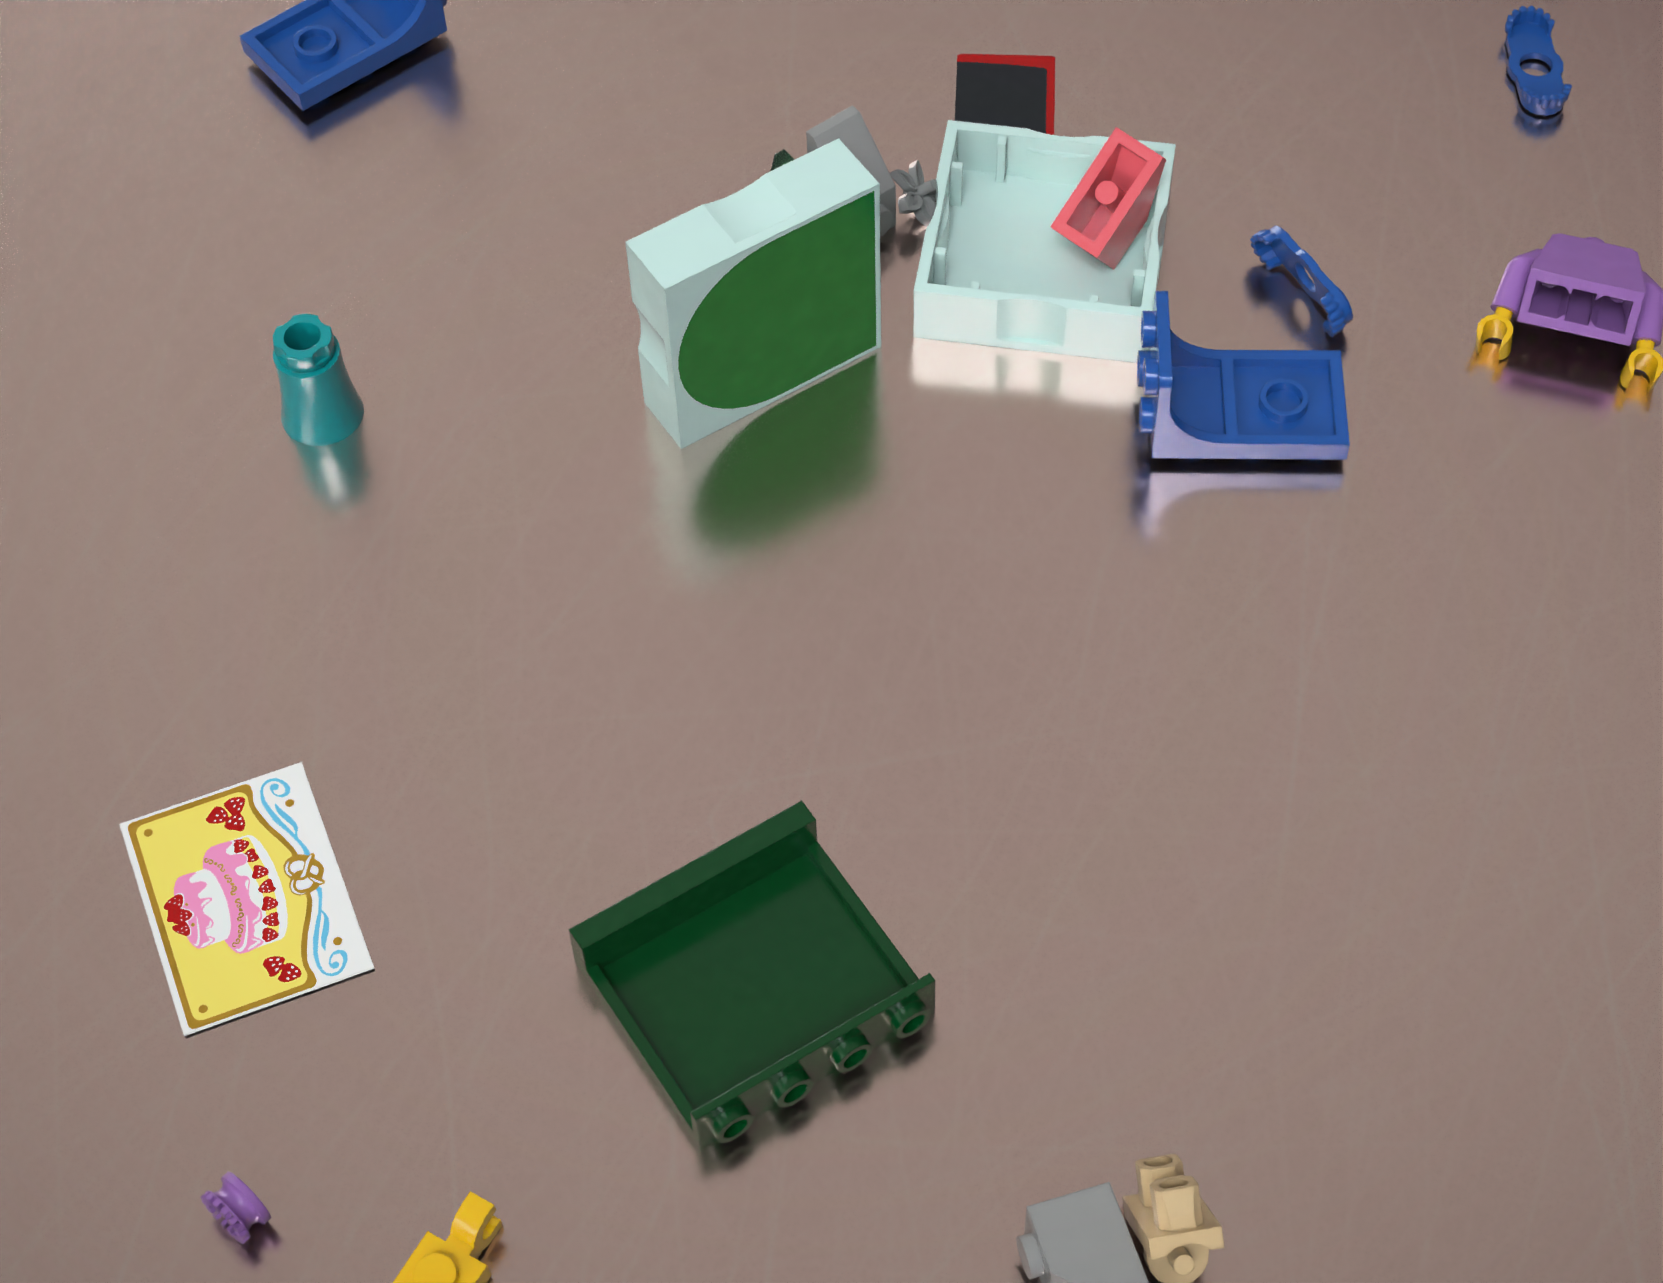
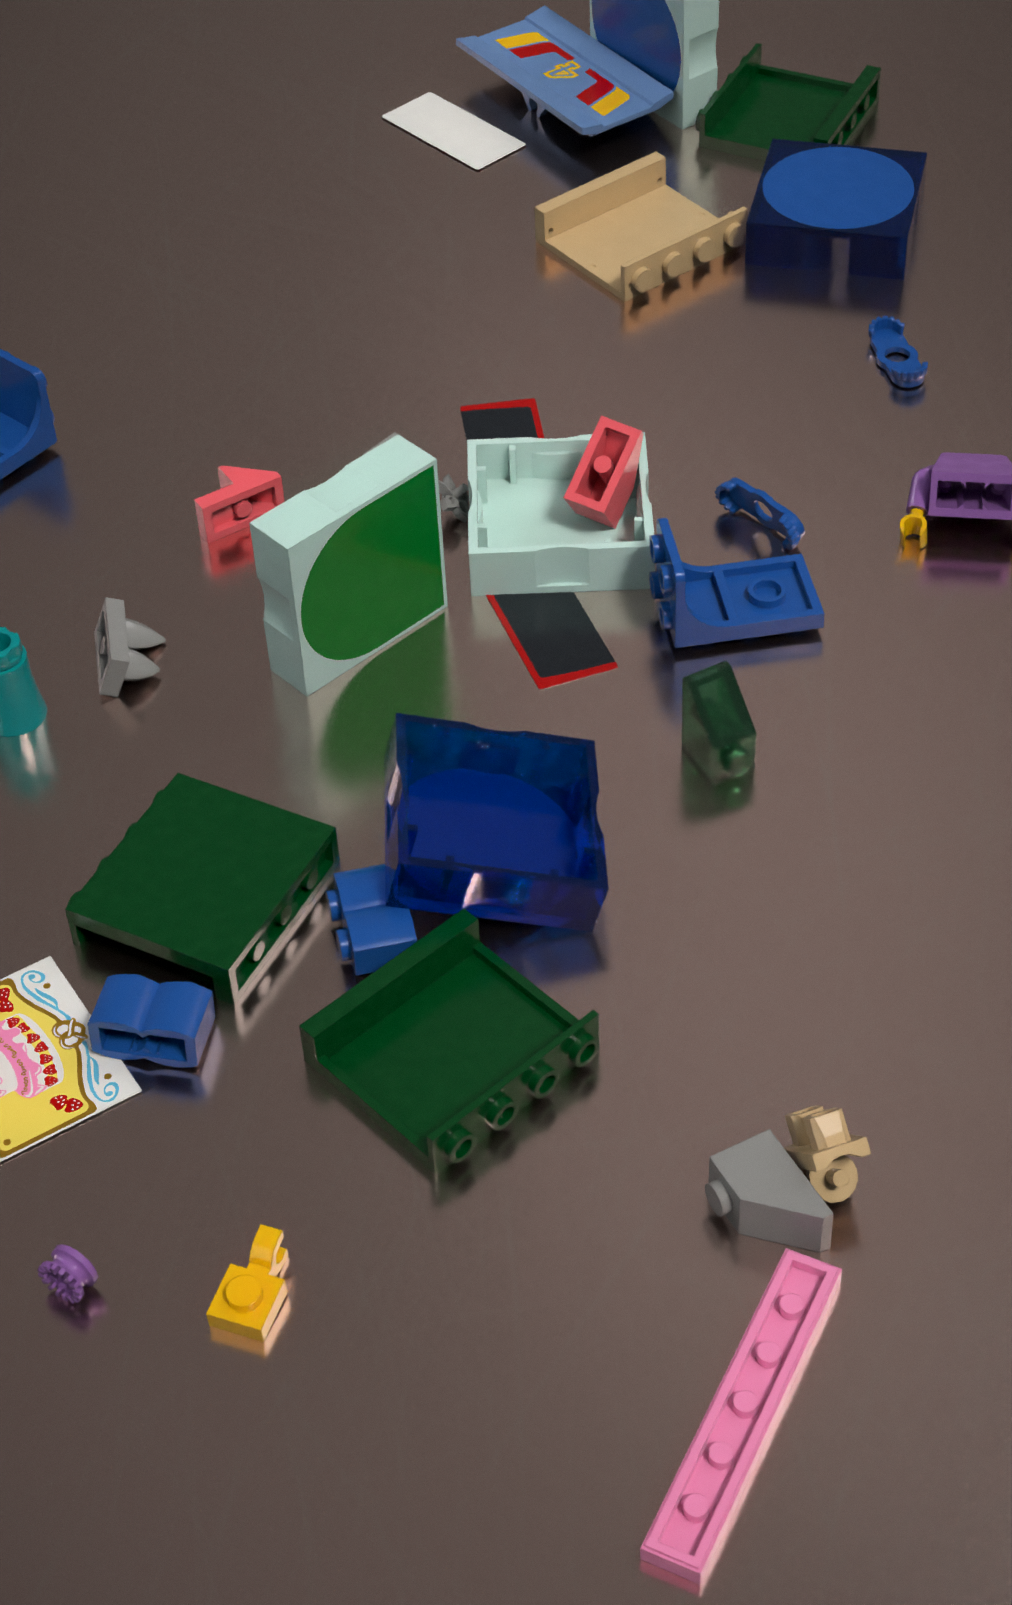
camera: 10 degrees left, 10 degrees down
(400, 880) = (152, 1020): none -> blue brick
(464, 328) = (116, 645): none -> light grey tile
(502, 701) = (207, 882): none -> dark green panel
(658, 157) = (241, 499): none -> coral slope
(693, 785) = (370, 929): none -> blue brick
(862, 687) = (493, 823): none -> clear blue tile
(1003, 413) = (553, 636): none -> black sticker
(1174, 590) = (717, 724): none -> clear green slope

